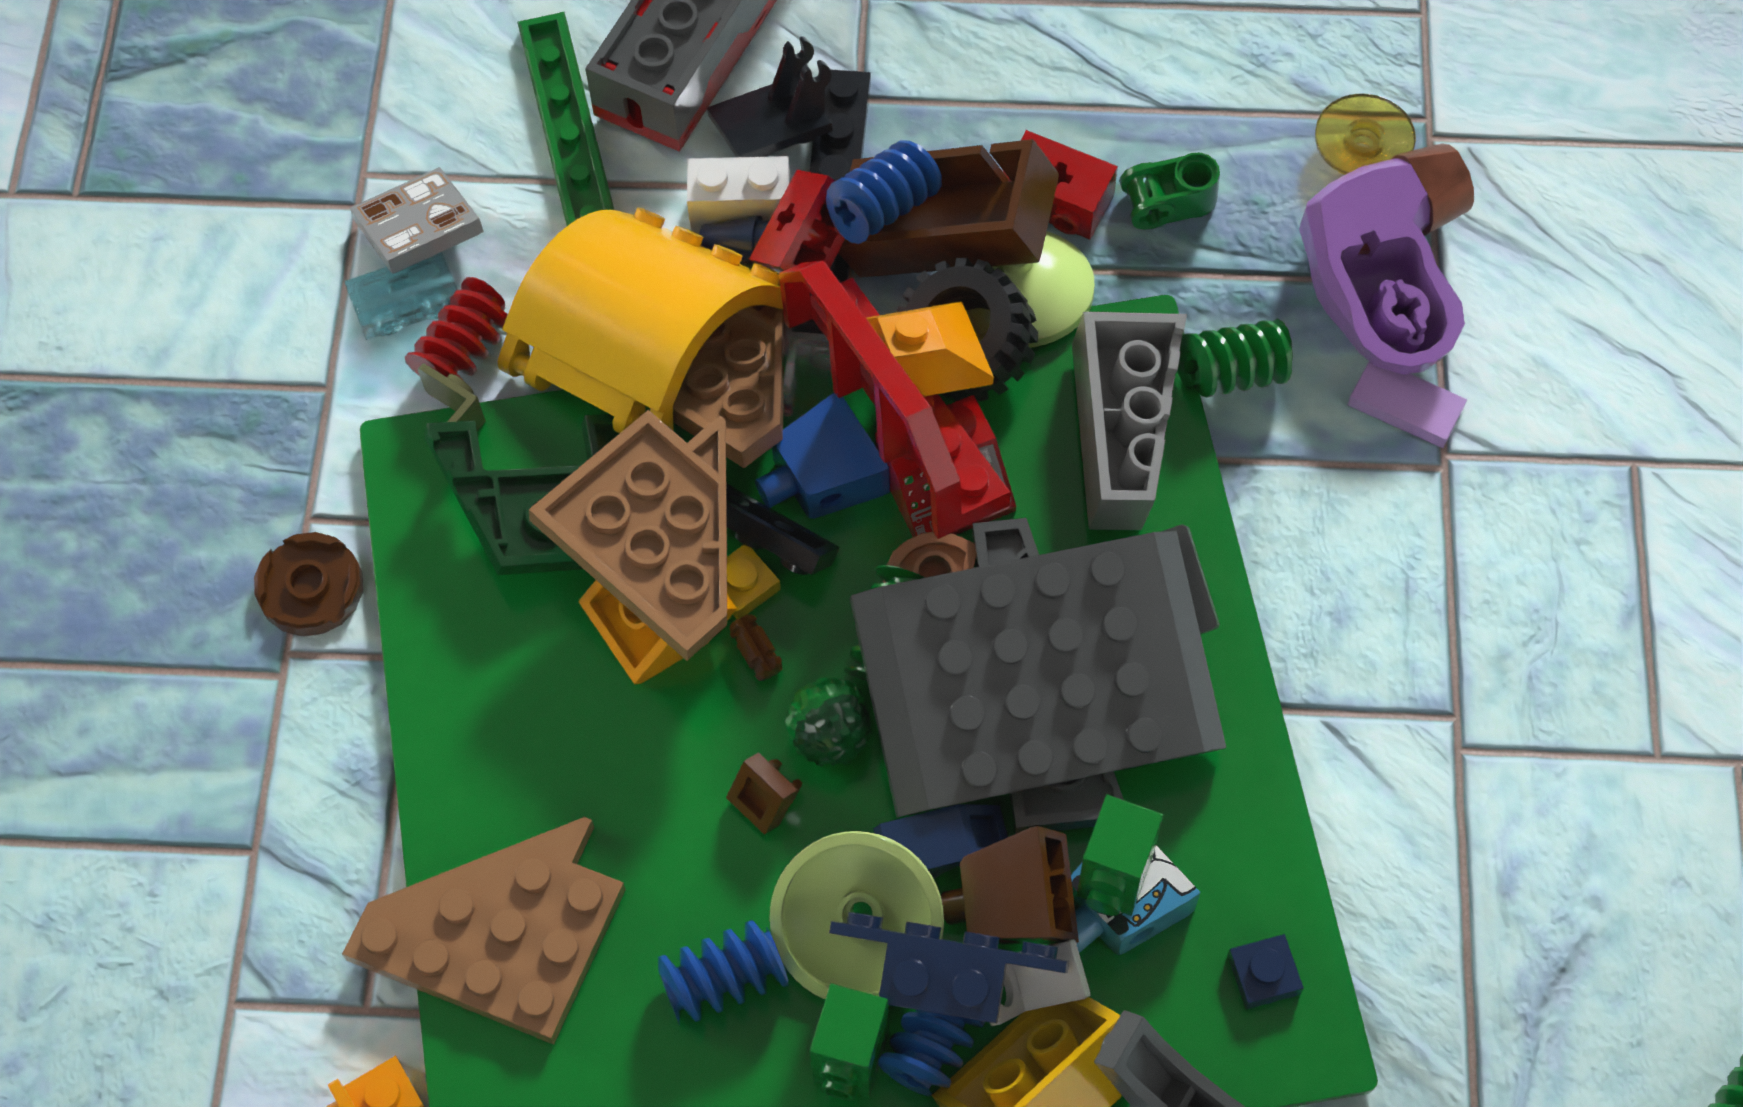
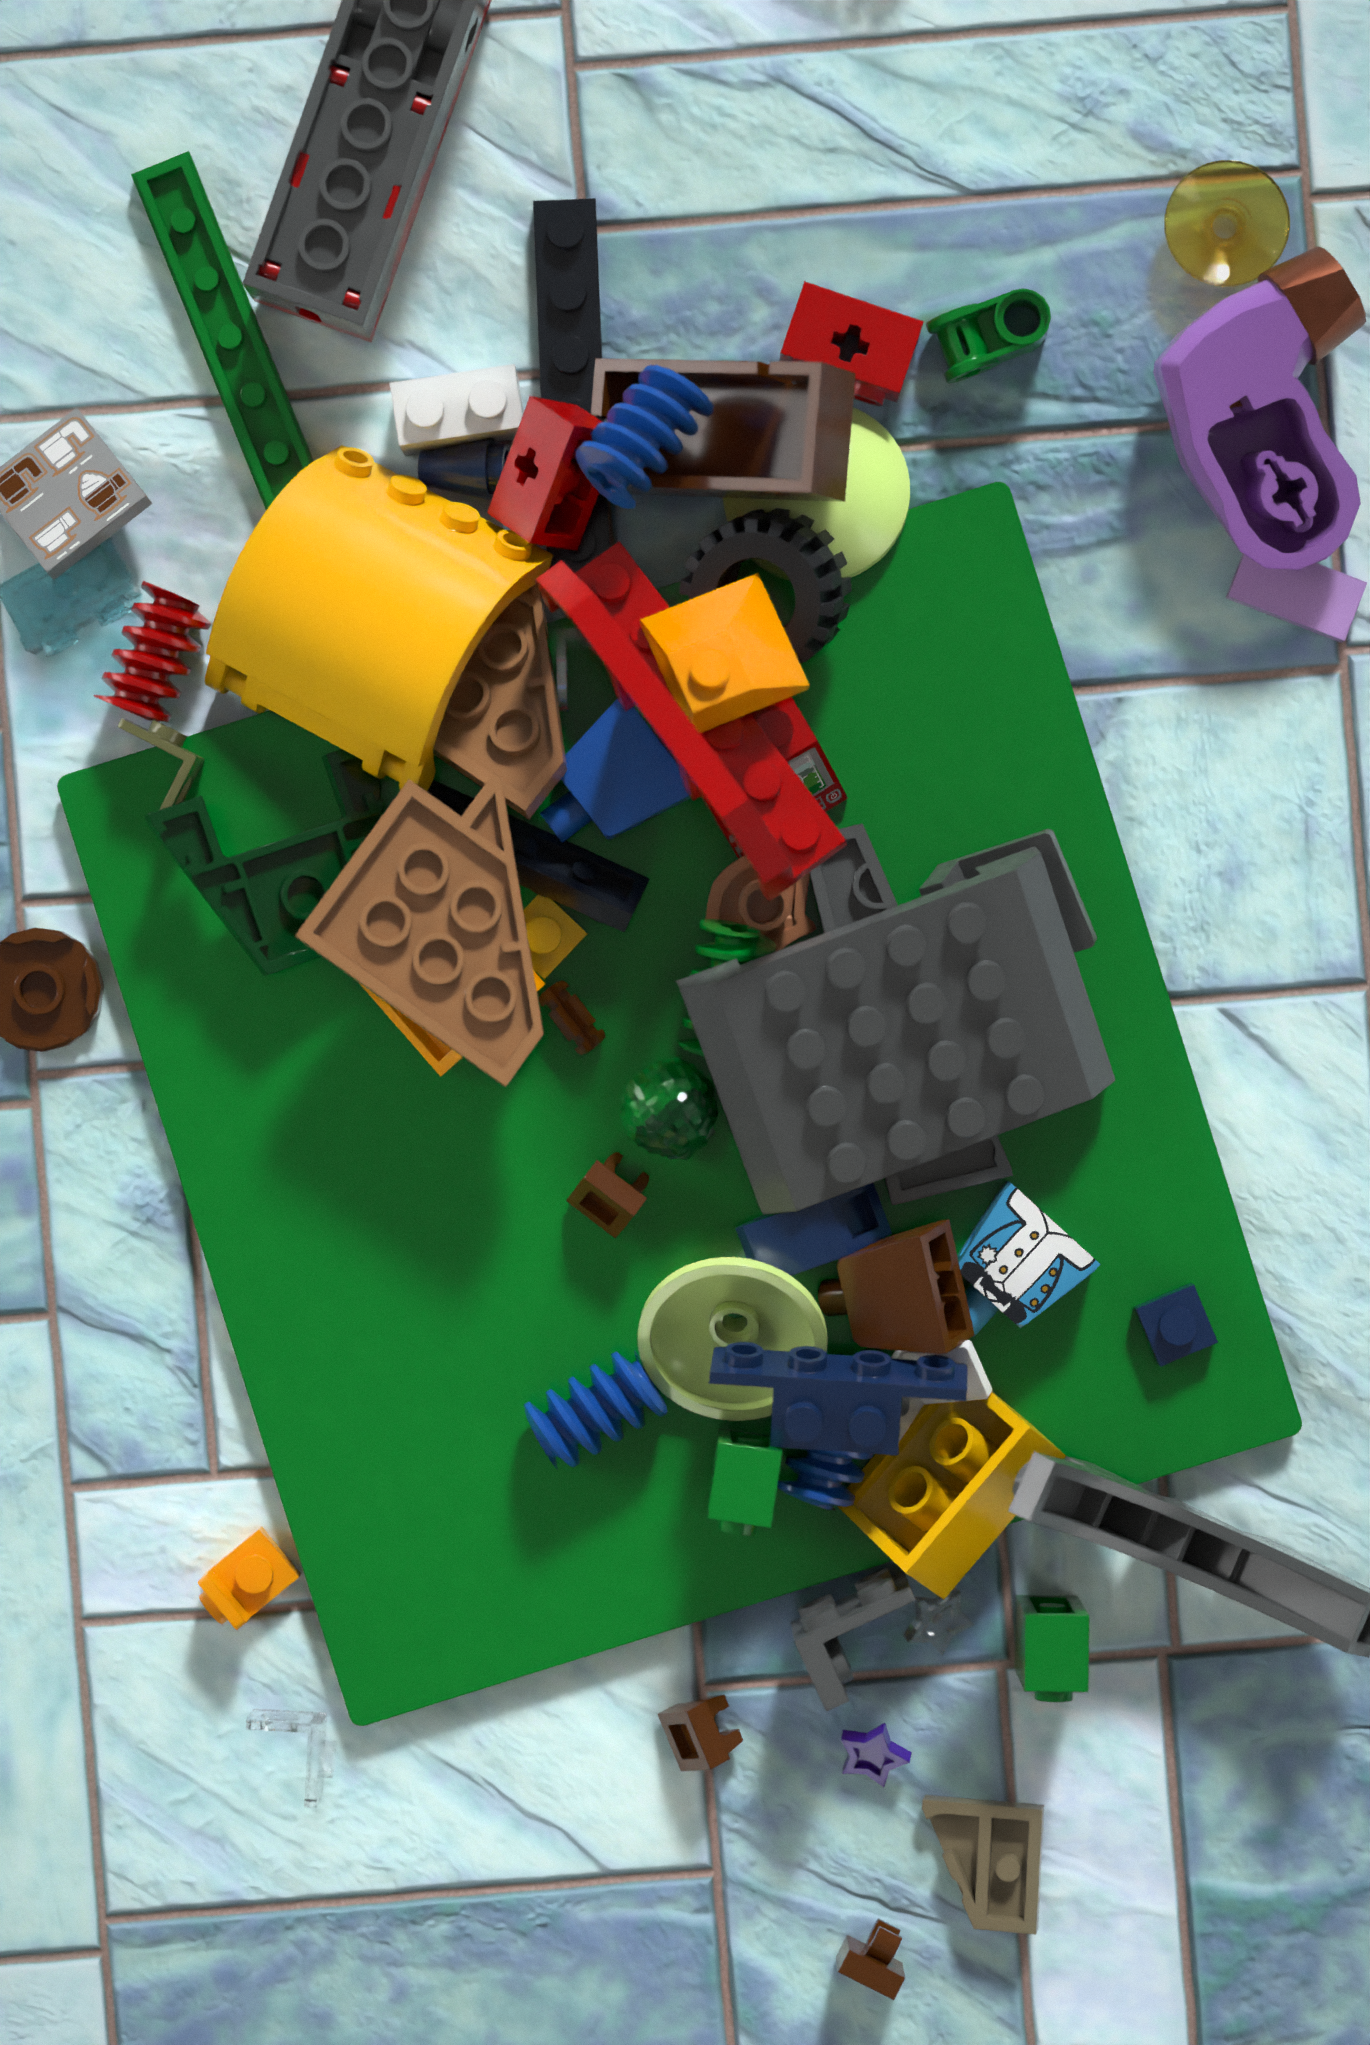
camera: 10 degrees left, 25 degrees up
(498, 932) = (343, 1386): medium nougat wing -> none
(778, 114) = (482, 285): black plate -> none
(1118, 856) = (1011, 1265): green brick -> none
(1123, 403) = (963, 667): light grey wedge -> none
(1236, 357) = (1090, 570): green piece -> none

